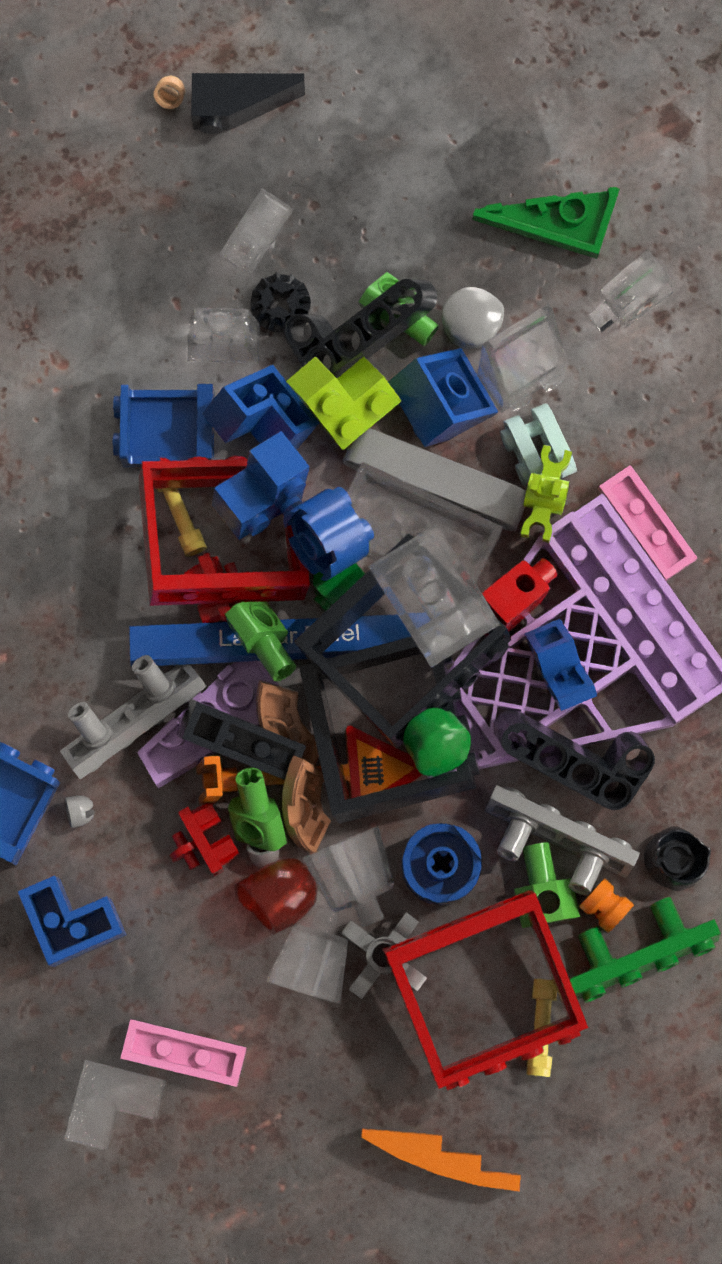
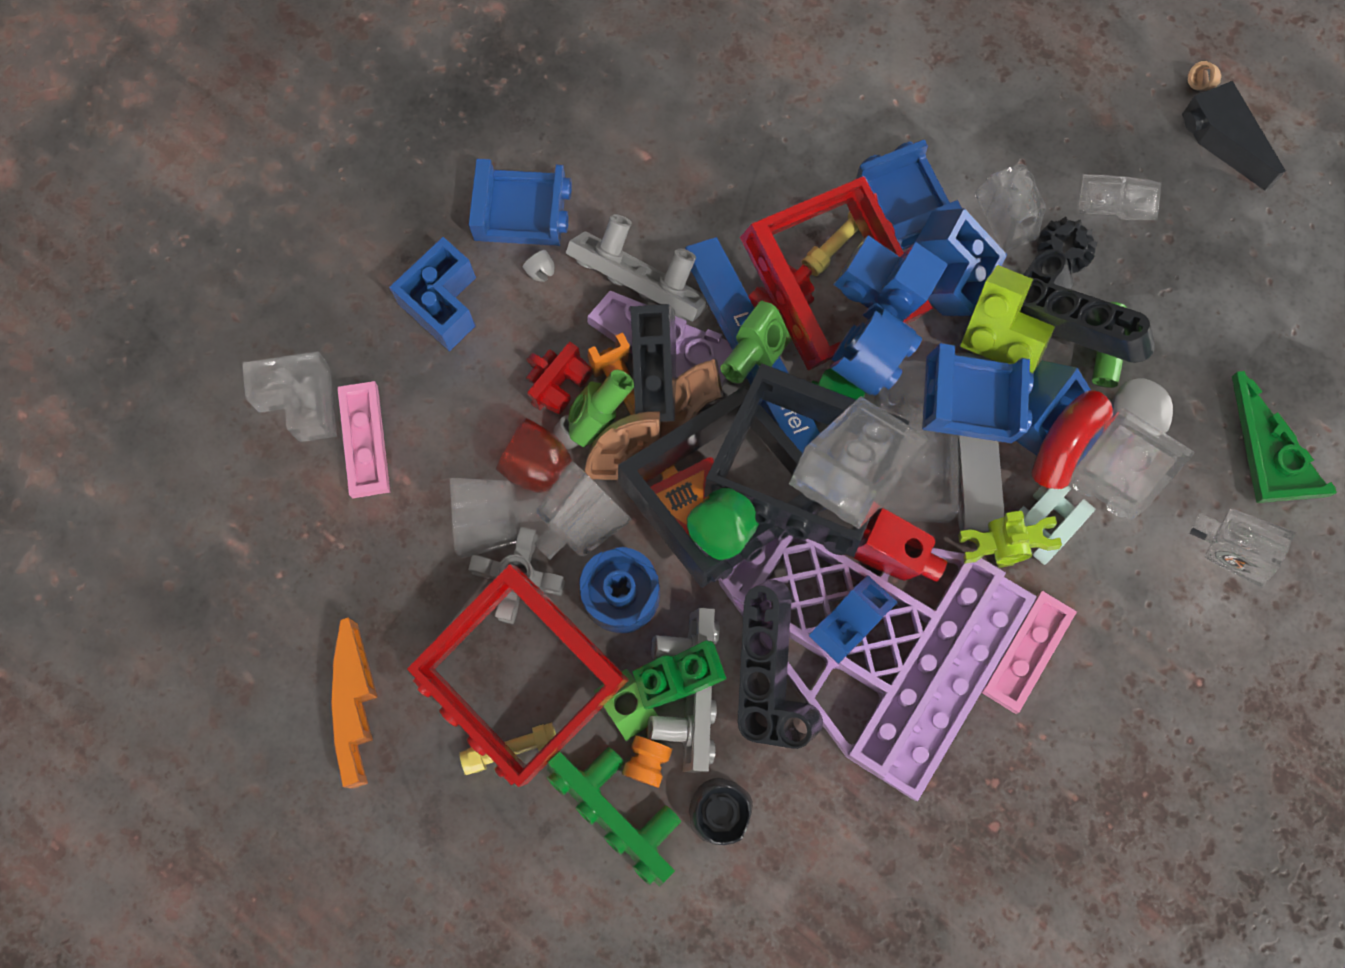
camera: 70 degrees right, 5 degrees down
(404, 460) = (976, 396): none -> blue panel
(477, 396) = (1069, 437): none -> red cylinder
(545, 842) = (679, 675): none -> green slope

